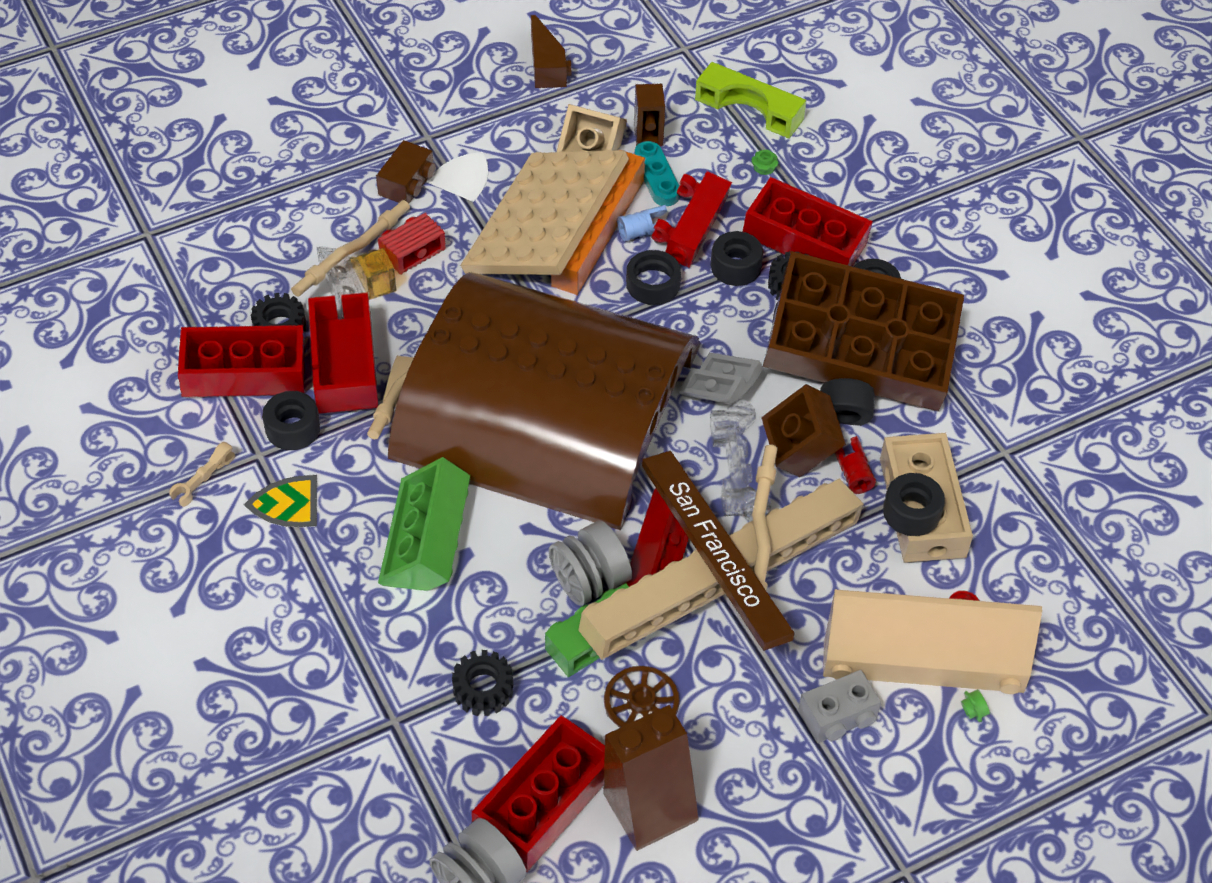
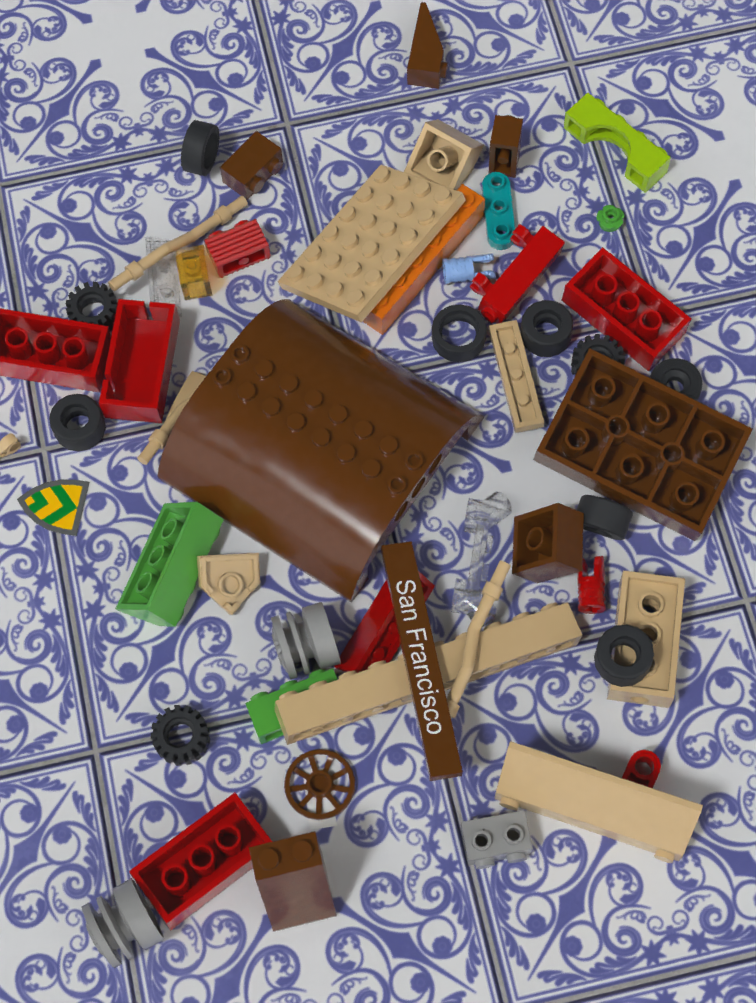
camera: 20 degrees right, 15 degrees up
(351, 163) = (200, 148): none -> black tyre
(462, 175) = (309, 175): white sticker -> none
(490, 527) = (228, 578): none -> tan plate
(721, 303) = (516, 376): none -> tan plate
(721, 378) = (489, 464): light grey slope -> none
(975, 705) = (625, 866): bright green plate -> none

